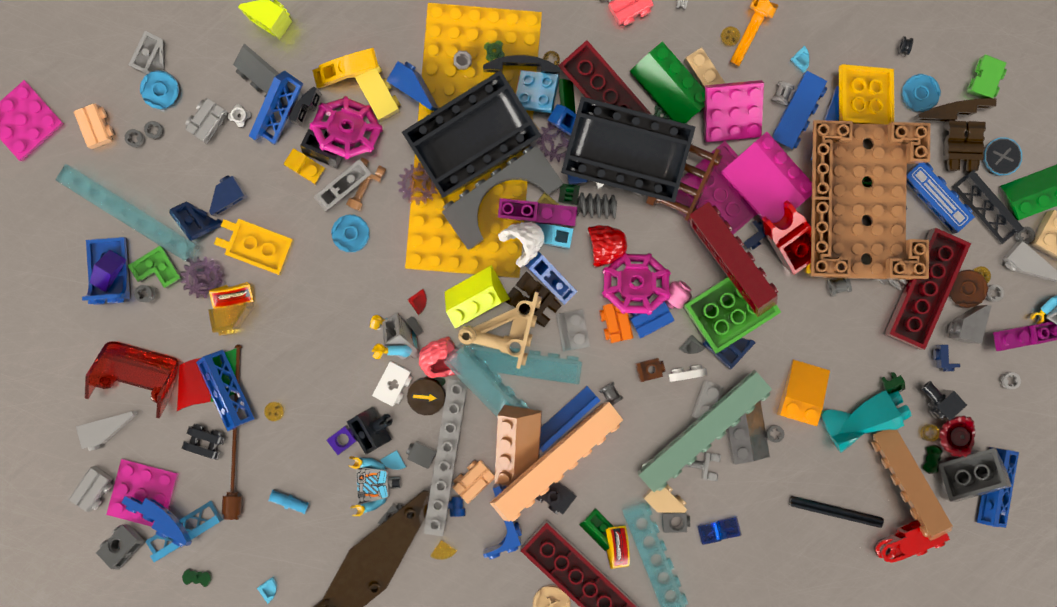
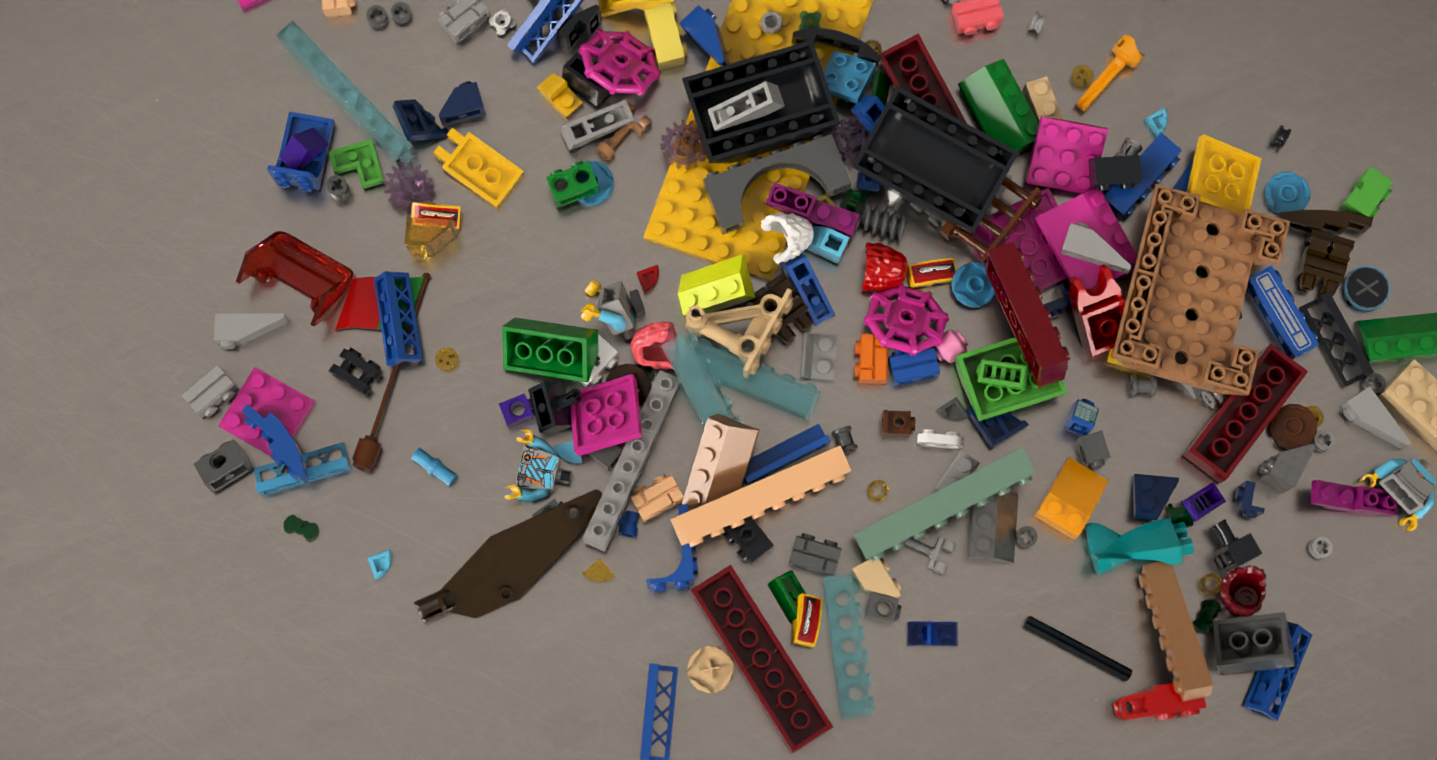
camera: 10 degrees right, 10 degrees down
(338, 245) = (575, 189): none -> green brick
(354, 385) = (549, 349): none -> green slope
(415, 427) = (606, 415): none -> dark pink plate
(461, 144) = (747, 106): none -> light grey slope
(611, 493) = (815, 555): none -> dark grey brick
(644, 422) = (874, 484): none -> clear yellow bush
(647, 236) = (931, 272): none -> slope
(682, 239) = (972, 285): none -> dark azure tile
(743, 311) = (1024, 369): none -> bright green slope
(770, 187) = (1090, 247): none -> light grey slope
(777, 116) = (1112, 171): none -> black brick
(797, 325) = (1082, 417): none -> slope
(812, 349) = (1093, 449): none -> dark grey brick
(867, 374) = (1151, 495): none -> dark blue wing
(919, 365) = (1207, 500): none -> dark purple slope

